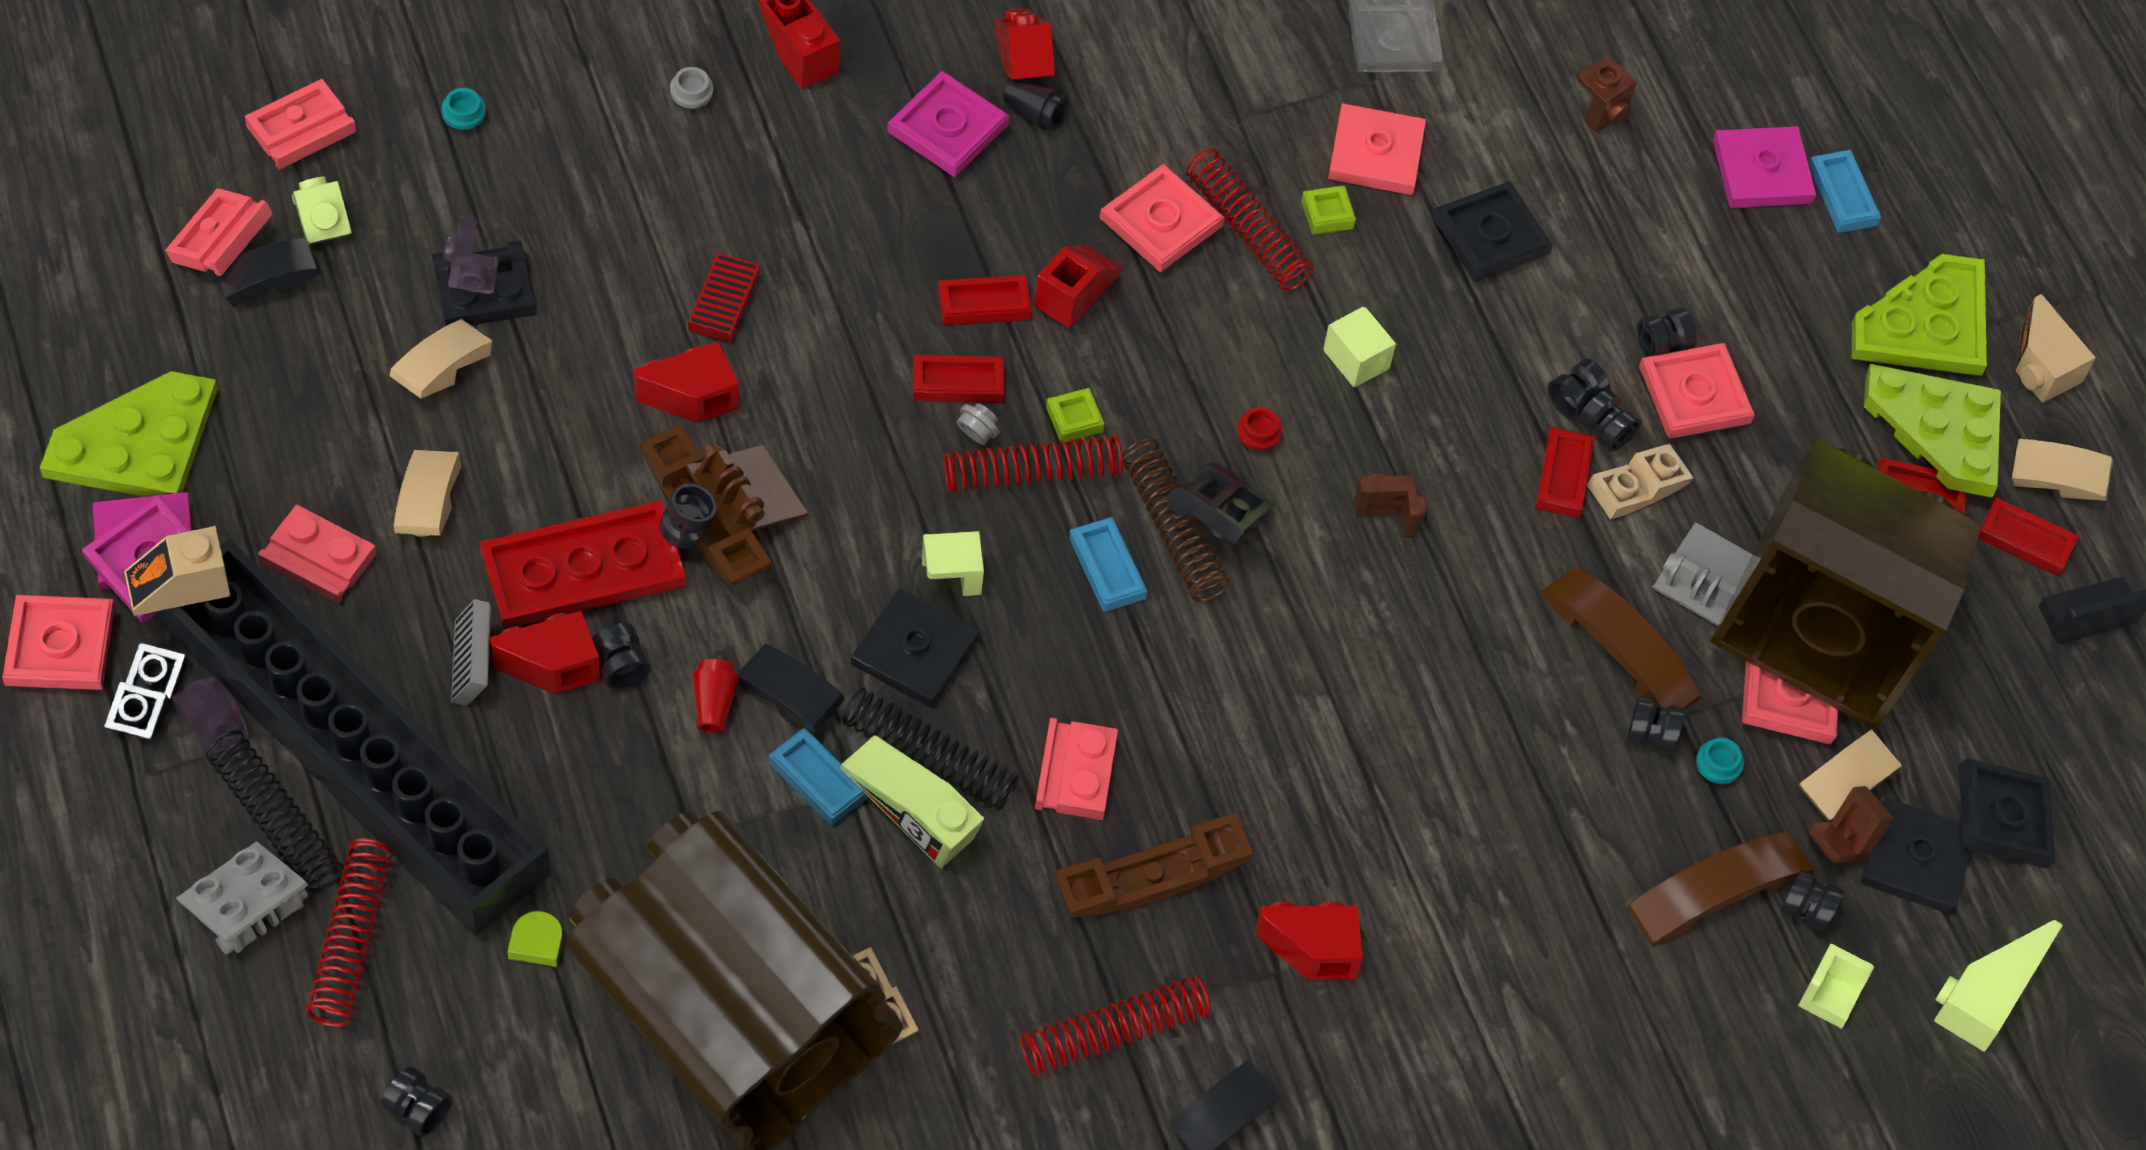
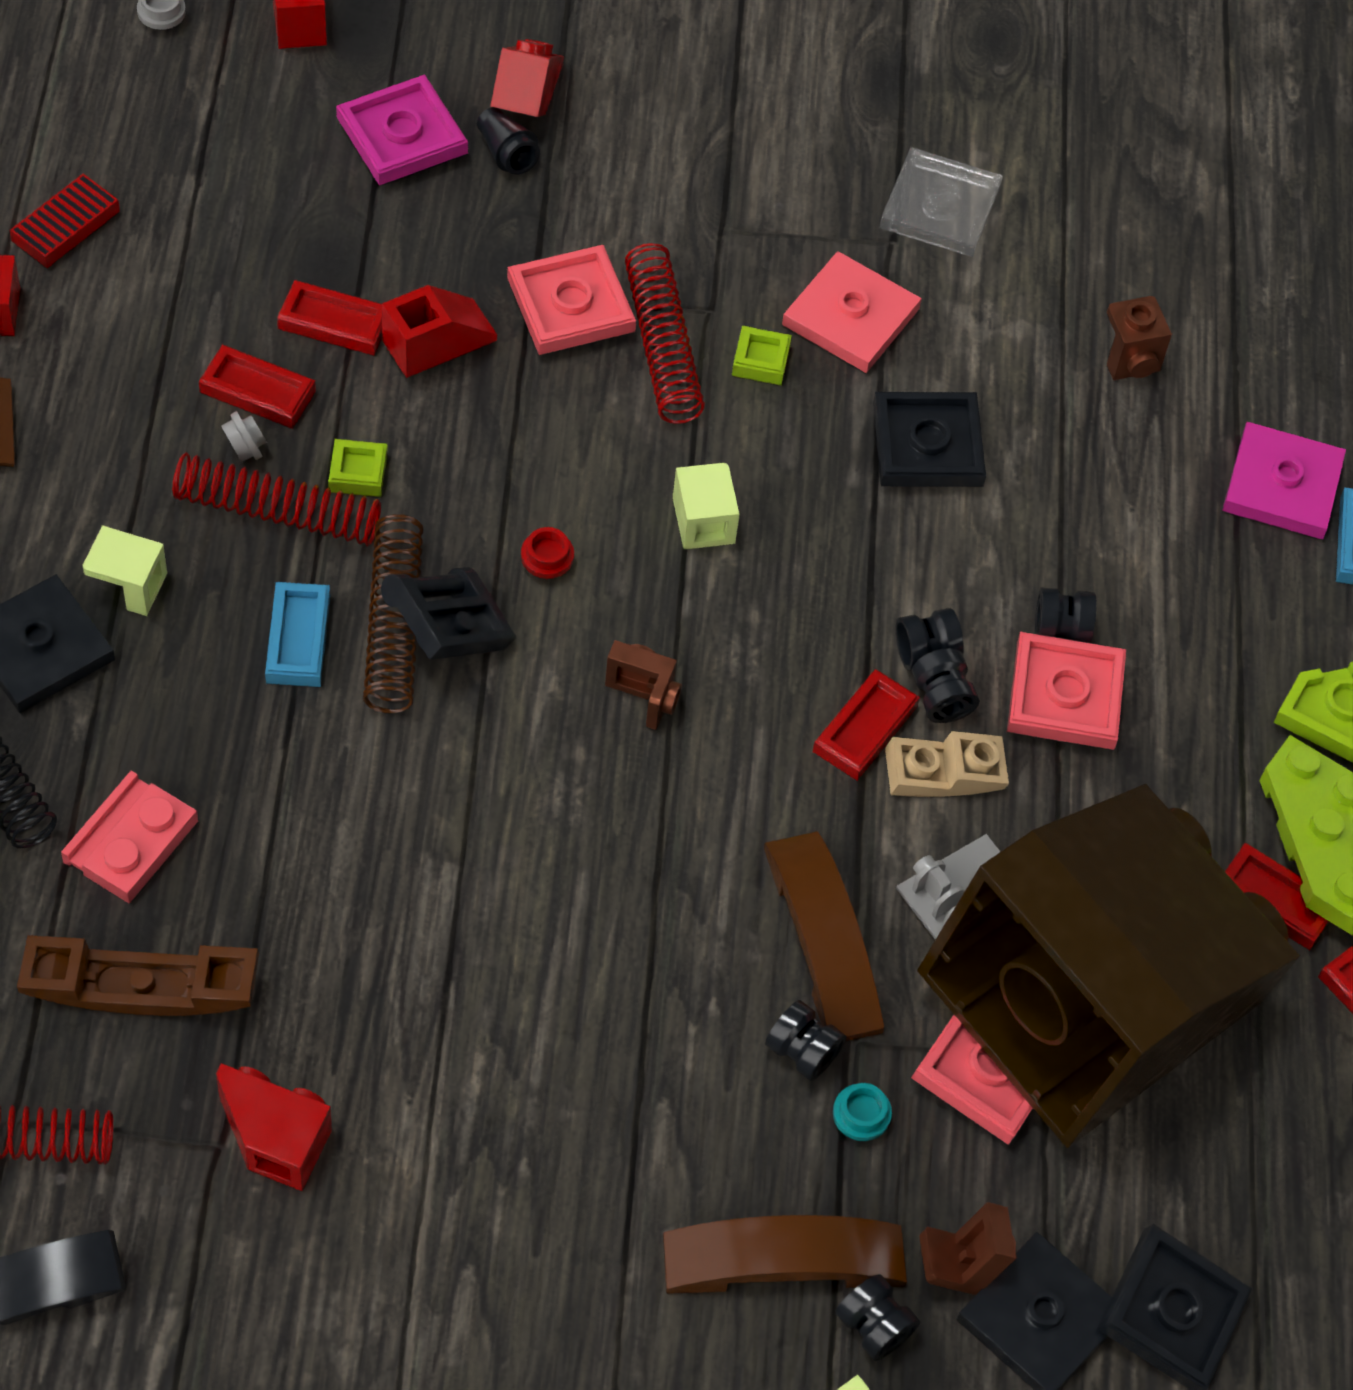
camera: 25 degrees right, 0 degrees up
(1860, 764) = (1022, 1181): tan slope -> none

